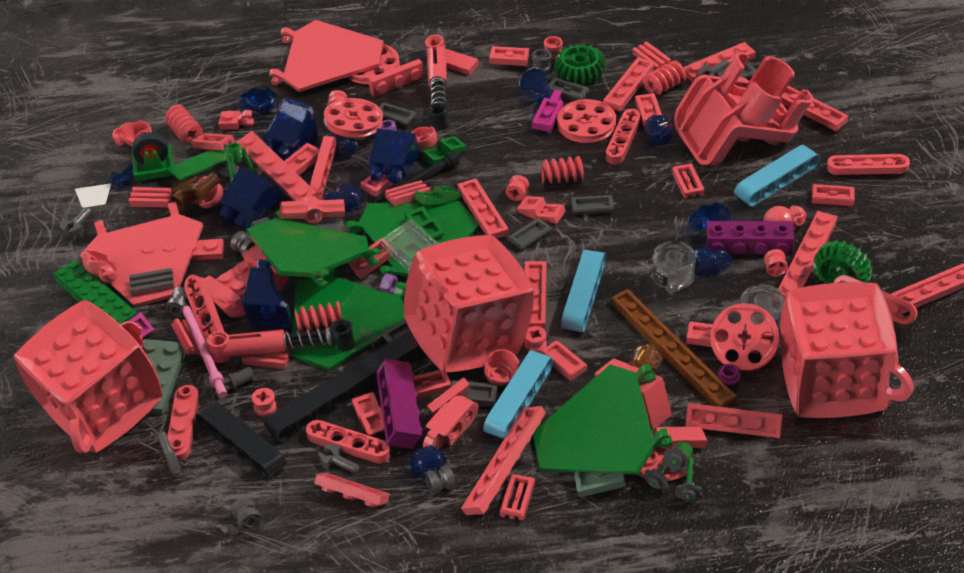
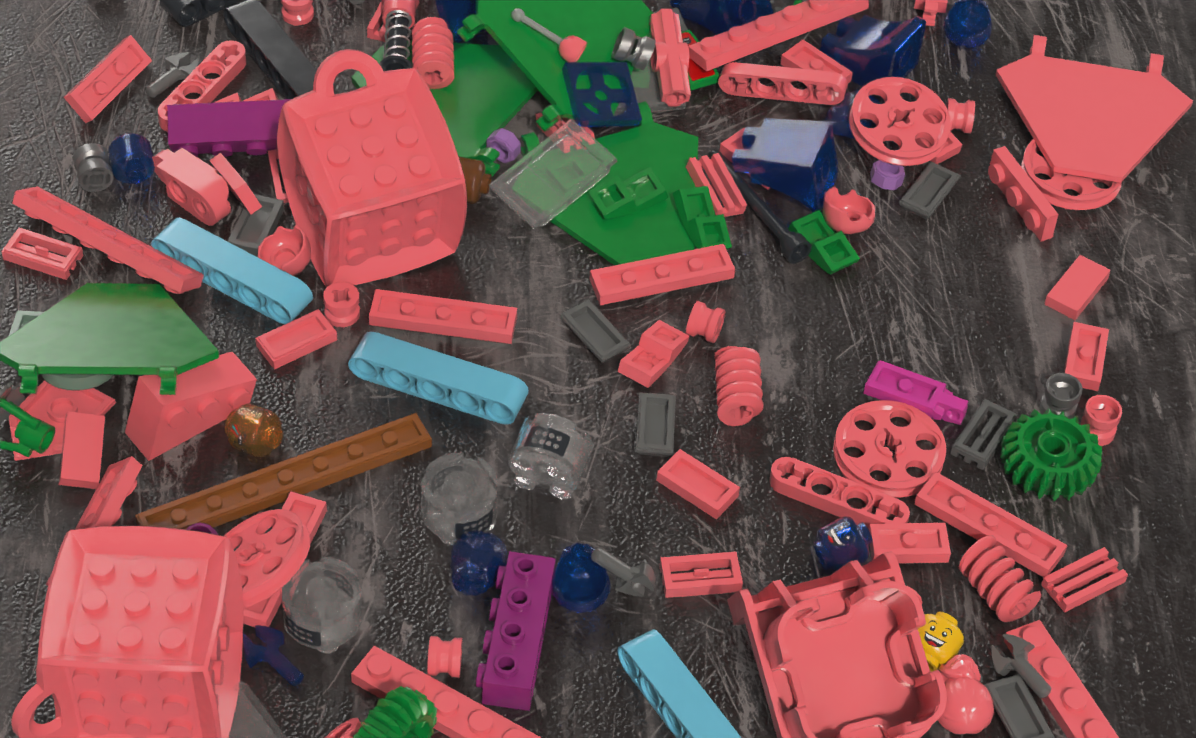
camera: 90 degrees right, 5 degrees up
(313, 223) = (633, 48): none -> flat silver wheel
(325, 239) = (569, 47): none -> hinge
(343, 240) = (595, 70): none -> clear blue piece
(349, 193) = (715, 112): clear blue hair -> none
(437, 81) = (1091, 246): piece -> none
(535, 83) = (990, 378): clear blue hair -> none
(628, 186) = (698, 484): none -> coral tile
(636, 232) = (550, 455): none -> clear brick
(702, 196) = (629, 579): none -> dark grey bar
(779, 213) = (566, 698): coral hair -> none

